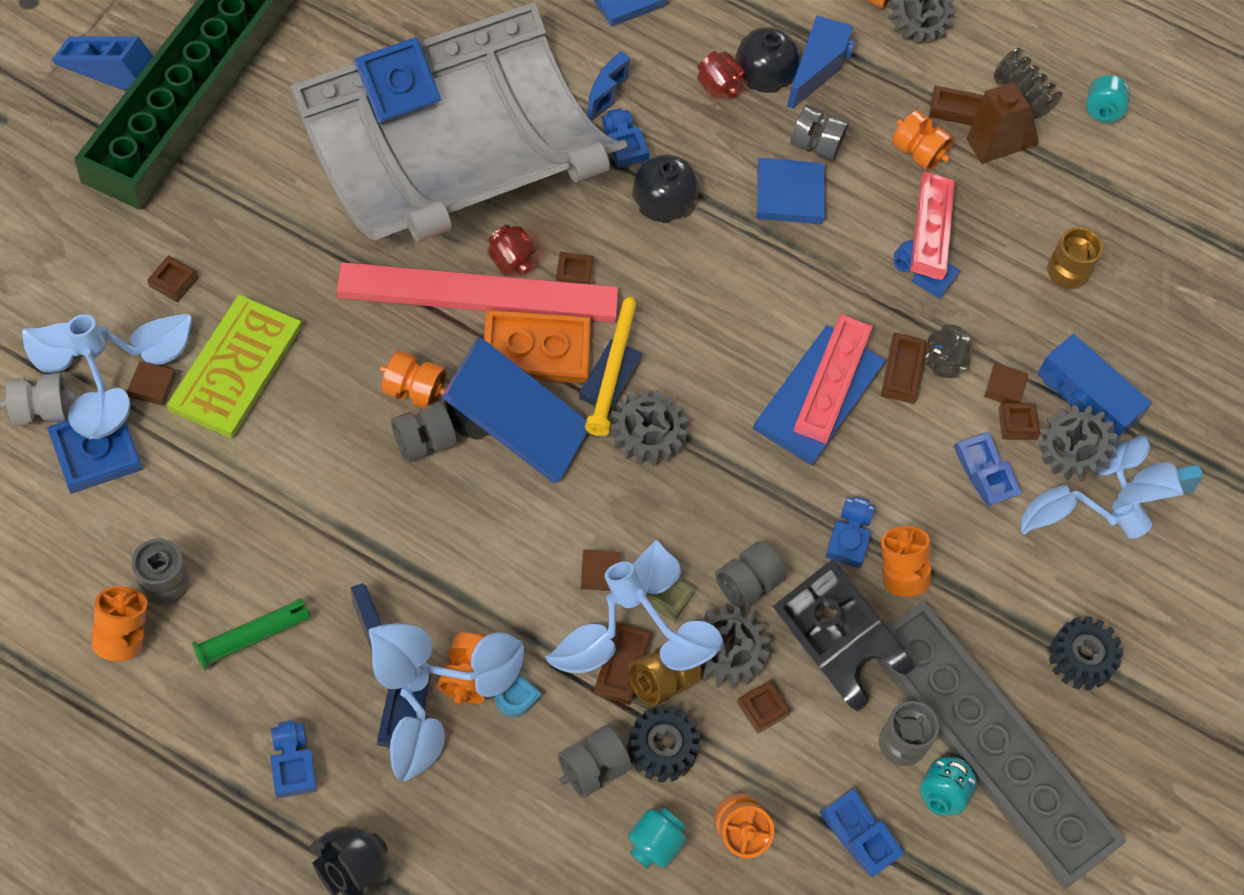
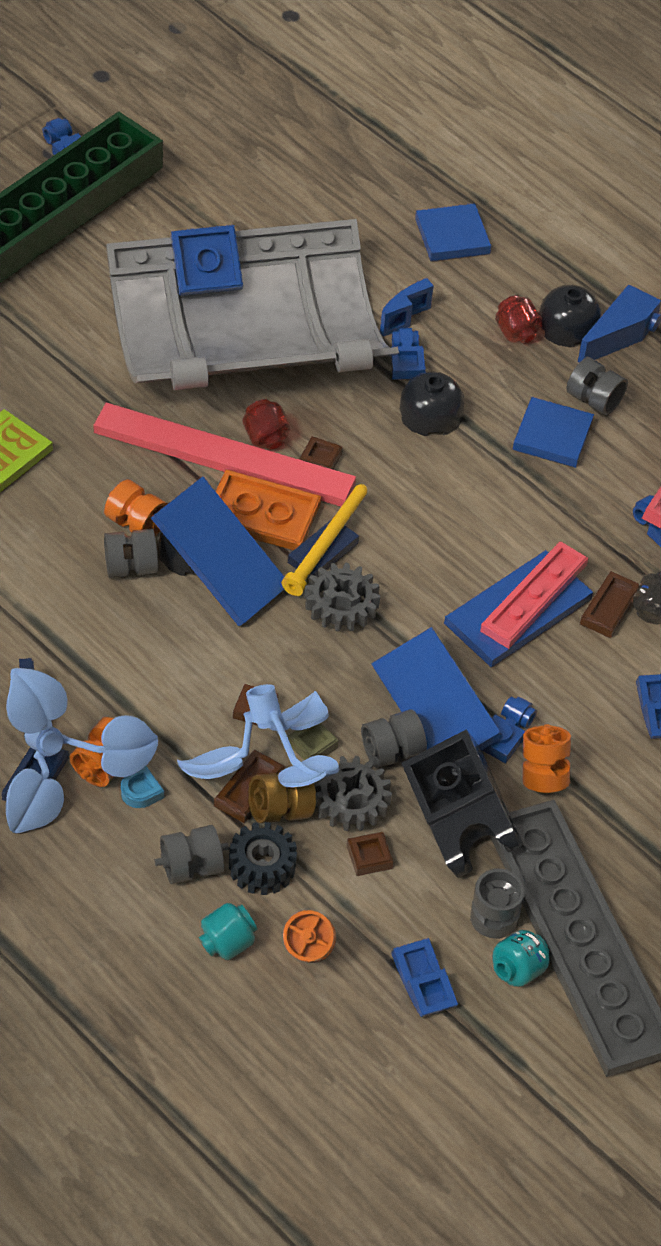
camera: 20 degrees right, 10 degrees down
(774, 511) = (428, 681): none -> blue tile

